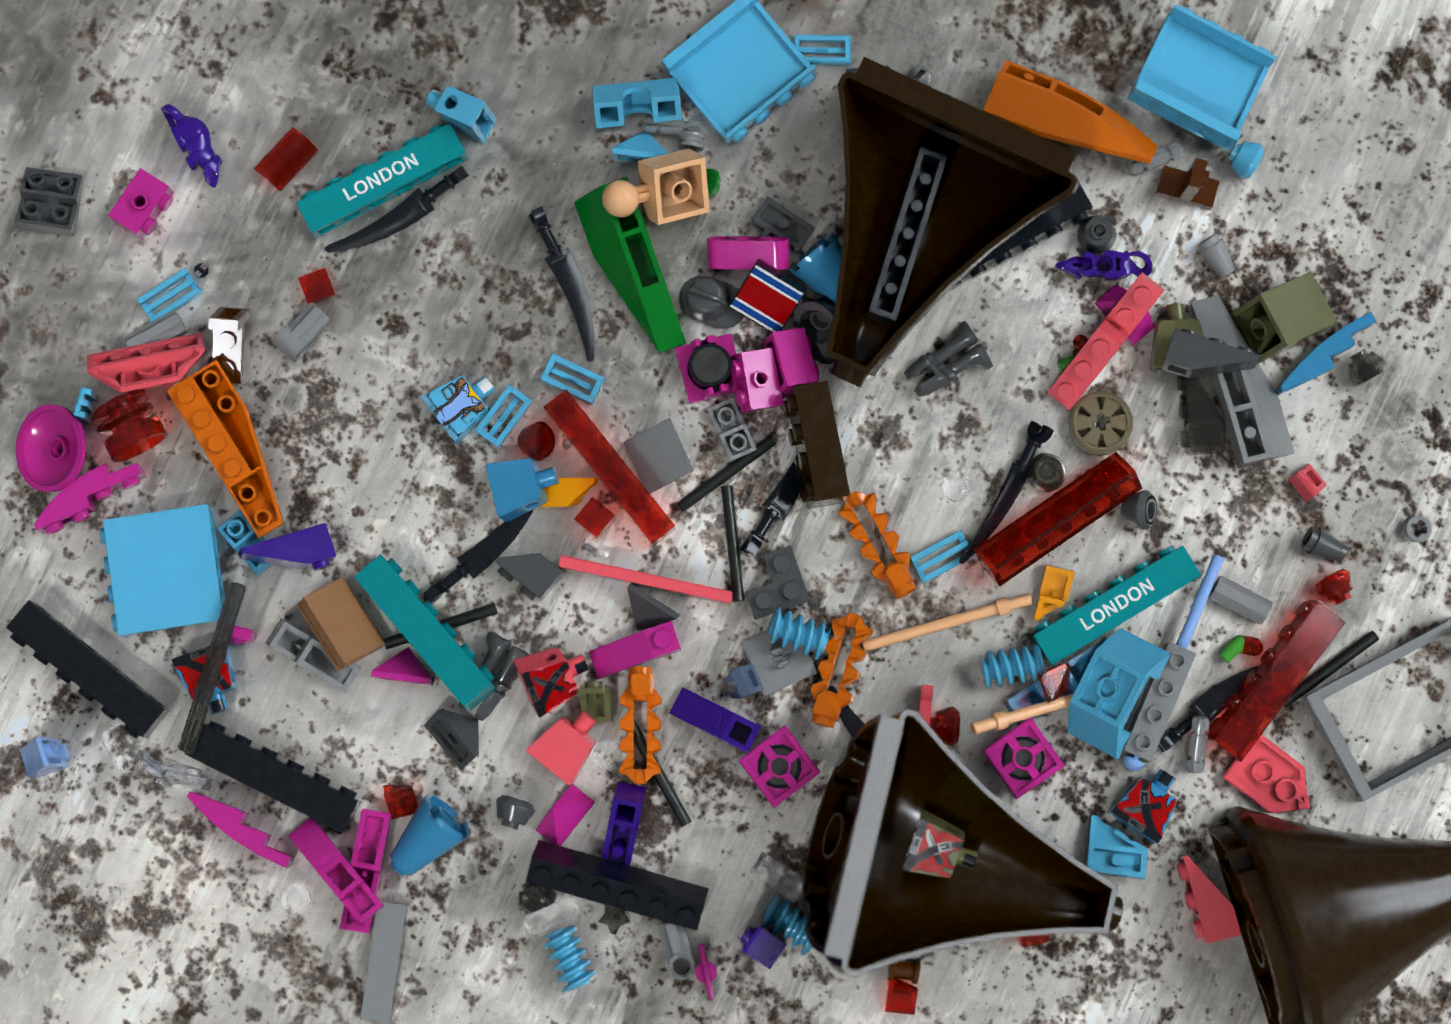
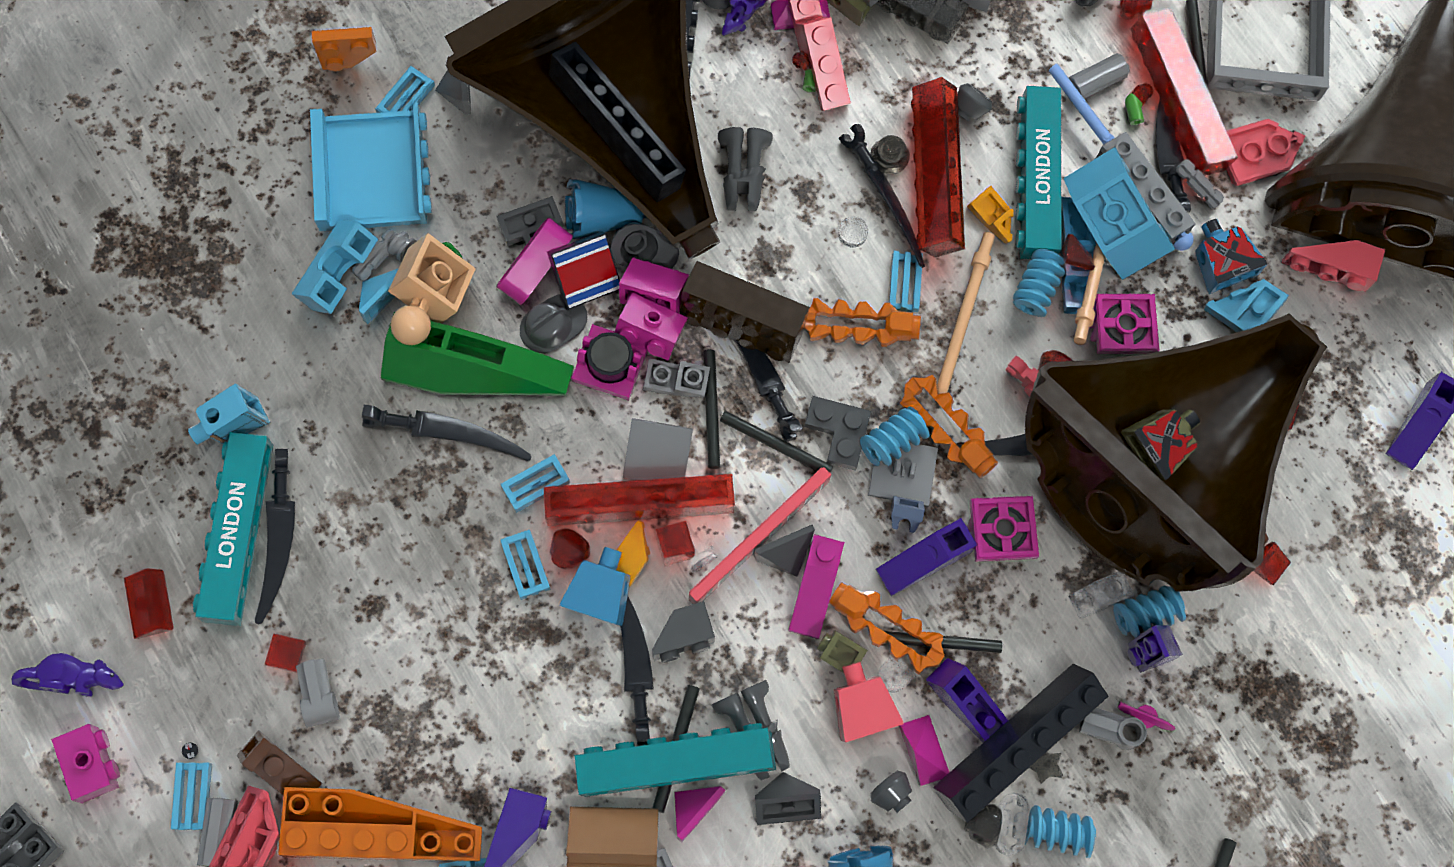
camera: 60 degrees left, 10 degrees down
(459, 405) = (487, 596): torso -> none
(549, 678) = (793, 678): torso -> none
(1085, 413) = (893, 91): dark tan wheel -> none

